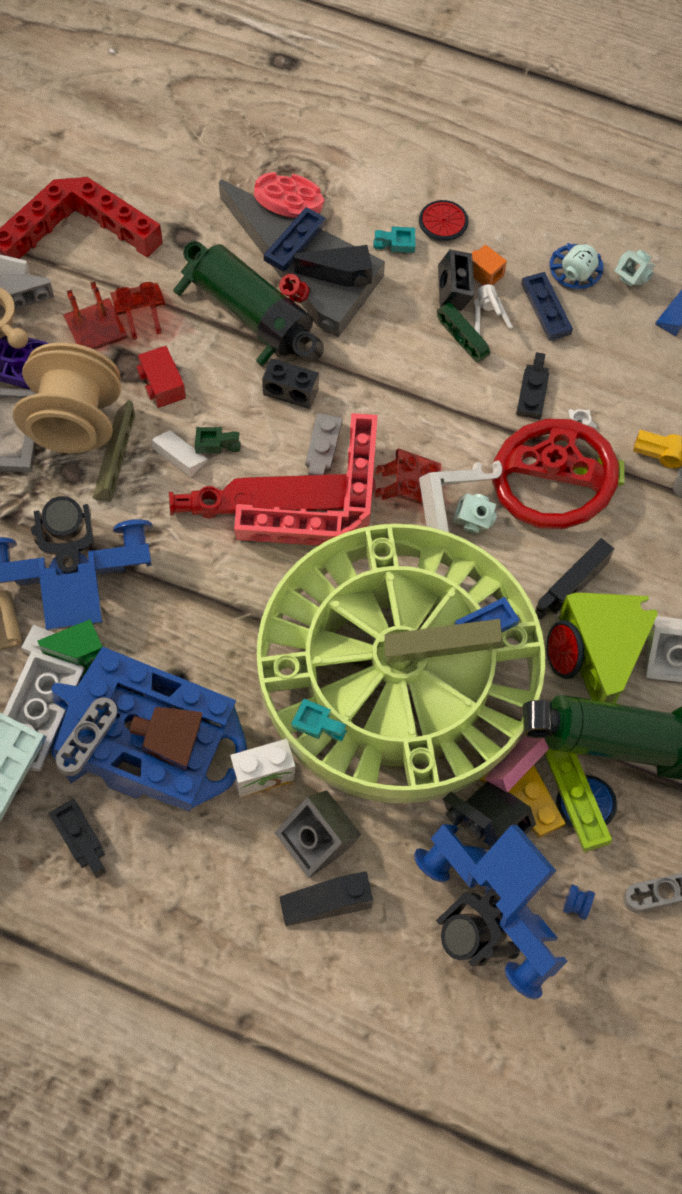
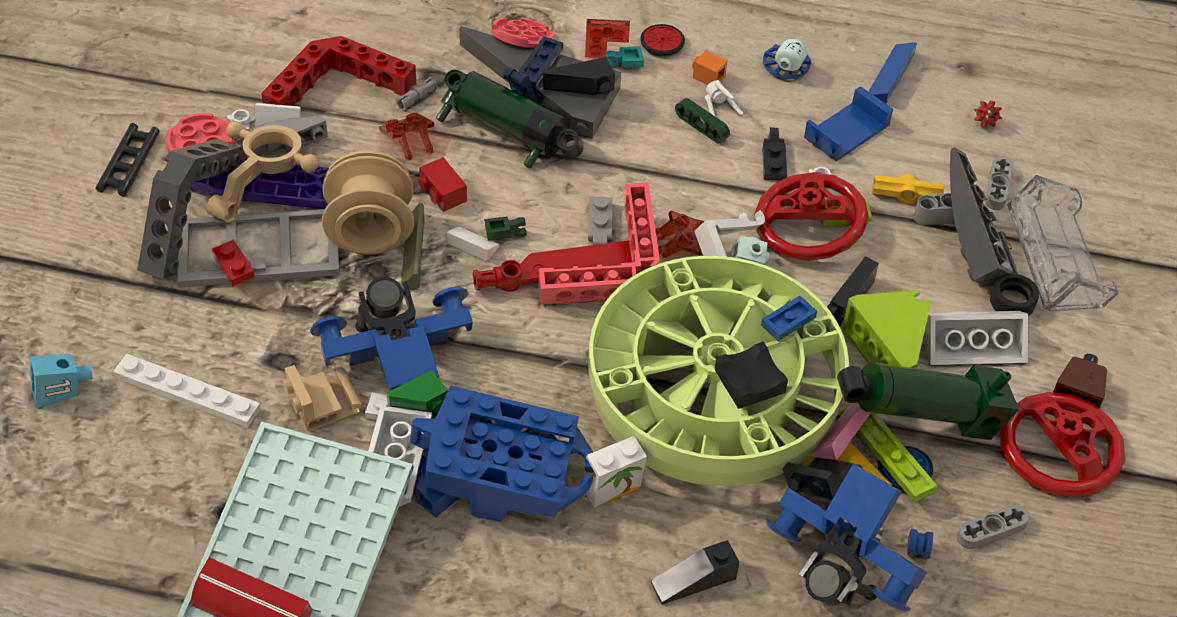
camera: 10 degrees left, 15 degrees down
(79, 836) = (456, 556): black hinge -> none
(80, 758) = (456, 465): light grey beam -> none
(96, 324) = (375, 141): clear red plate -> none
(158, 256) = (416, 94): none -> light grey pin
(169, 734) = (528, 446): reddish brown torso -> none
(265, 267) = (519, 83): none -> dark blue plate
(290, 383) = (560, 175): black brick -> none
(297, 287) = (546, 100): red bush -> none
(315, 719) = (659, 410): teal plate -> none
(317, 833) = (673, 522): flat silver slope -> none
(372, 208) = (603, 31): none -> clear red plate
(426, 692) = (751, 375): none -> black brick
(443, 640) = (768, 330): olive slope -> none
(456, 279) = (686, 78): black brick -> none
(546, 306) = (769, 93): dark blue plate -> none
(565, 649) = (859, 343): red wheel -> none
(627, 267) = (831, 53): light aqua brick -> none
(627, 360) = (850, 126): none -> blue panel

